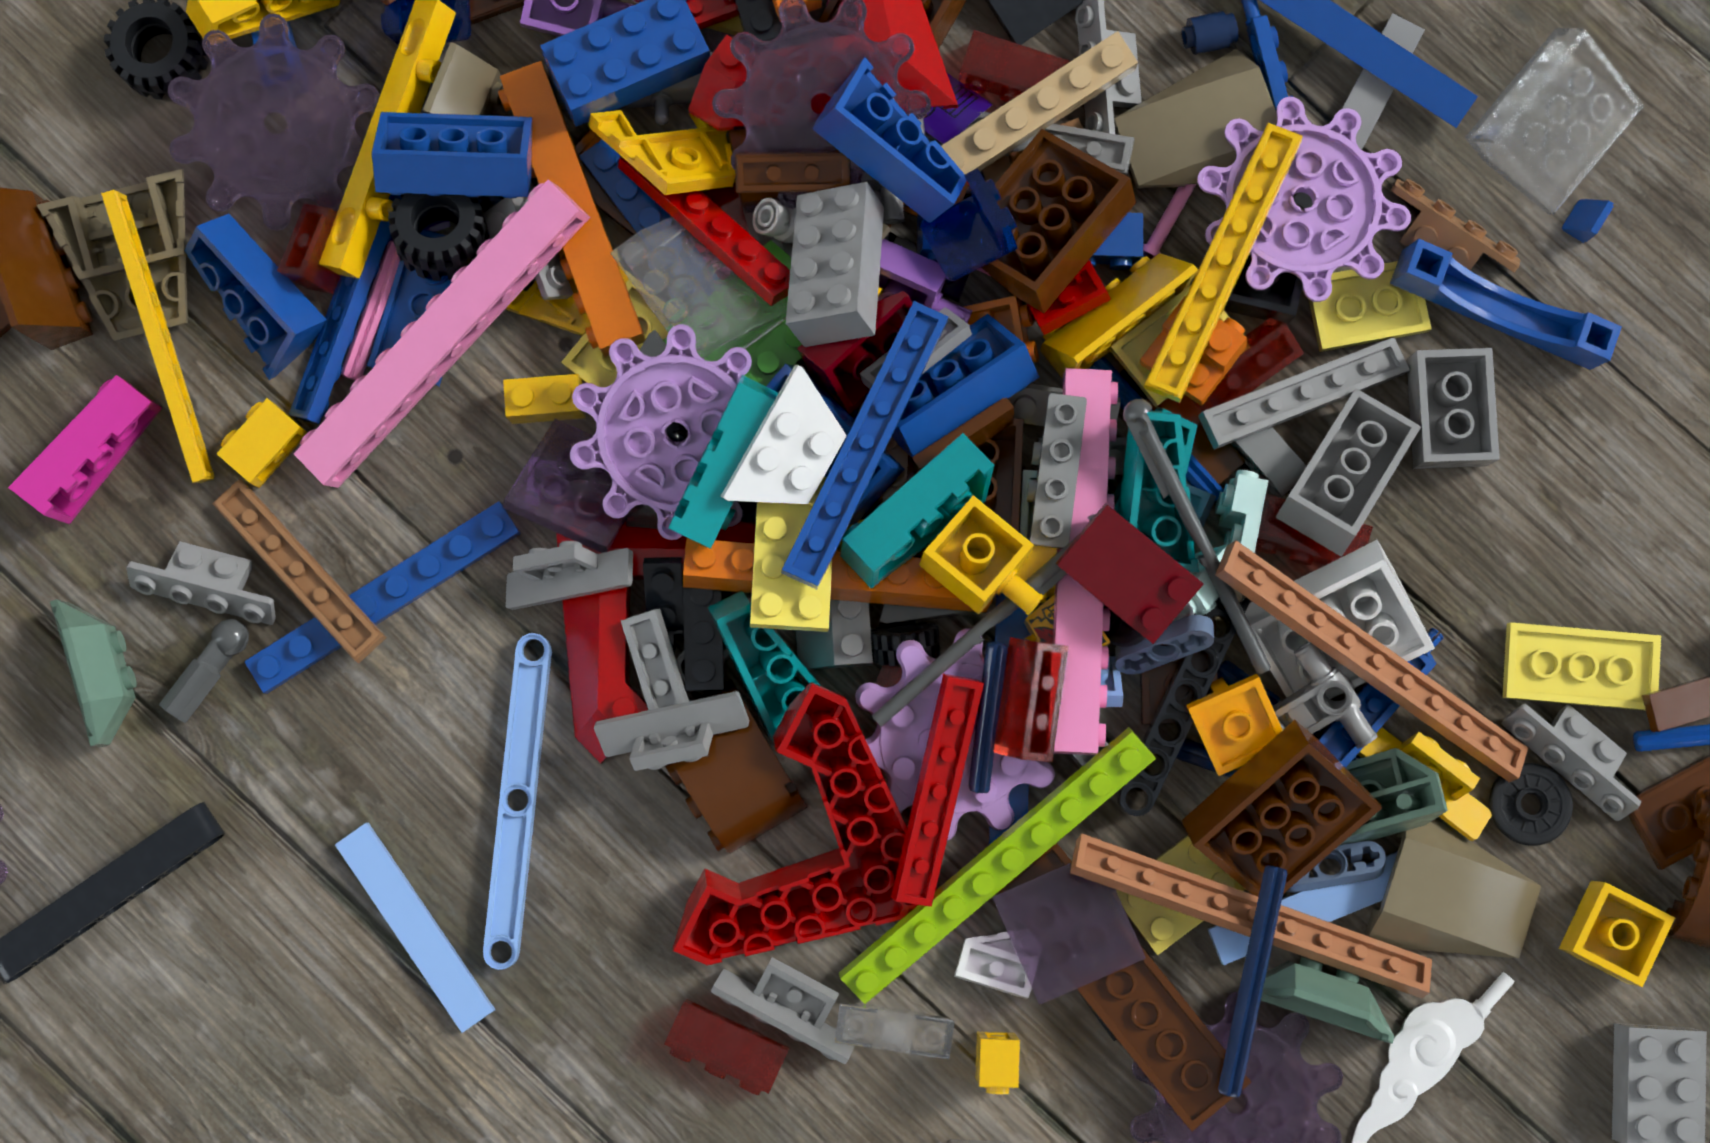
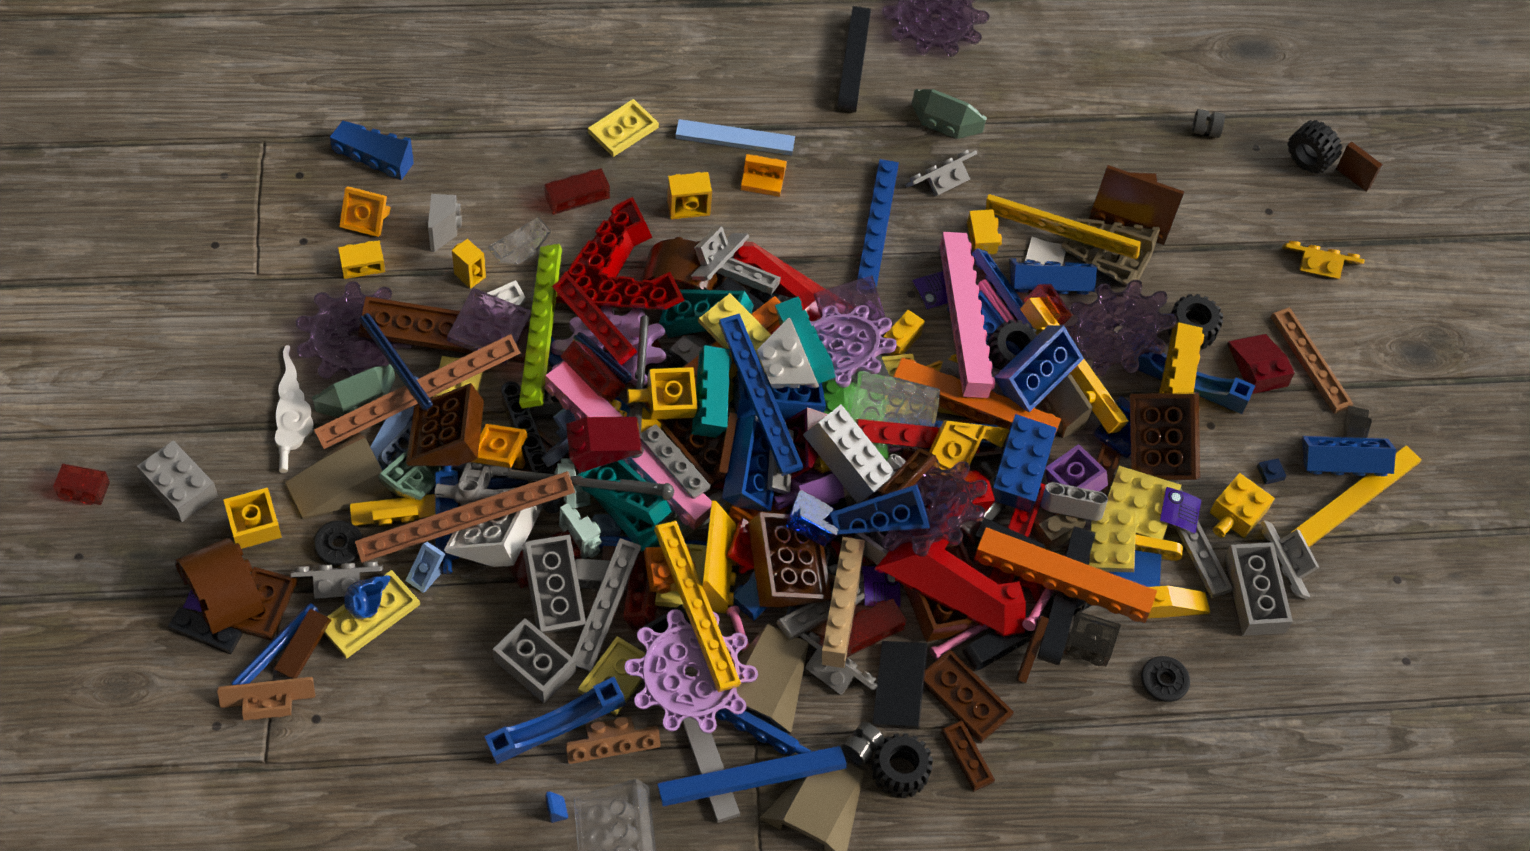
camera: 125 degrees right, 25 degrees down
(86, 451) = (1037, 171): dark pink wedge -> none
(202, 673) = (913, 164): dark grey piece -> none
(213, 340) = (1045, 251): none -> white sticker
(299, 571) = (915, 203): medium nougat tile -> none
(421, 435) = (932, 289): none -> dark purple sticker
(444, 825) = (763, 175): none -> light orange bracket
(513, 827) = (757, 214): light blue beam -> none
(553, 1094) = (623, 127): none -> light yellow plate
(565, 574) = (818, 277): light grey bracket -> none
(592, 880) = (689, 195): none -> yellow brick
(788, 1003) = (572, 219): light grey bracket -> none
(1210, 32) = (809, 724): dark blue brick -> none
(1462, 660) = (426, 567): none -> light blue slope
(1586, 680) = (365, 596): none -> blue hair

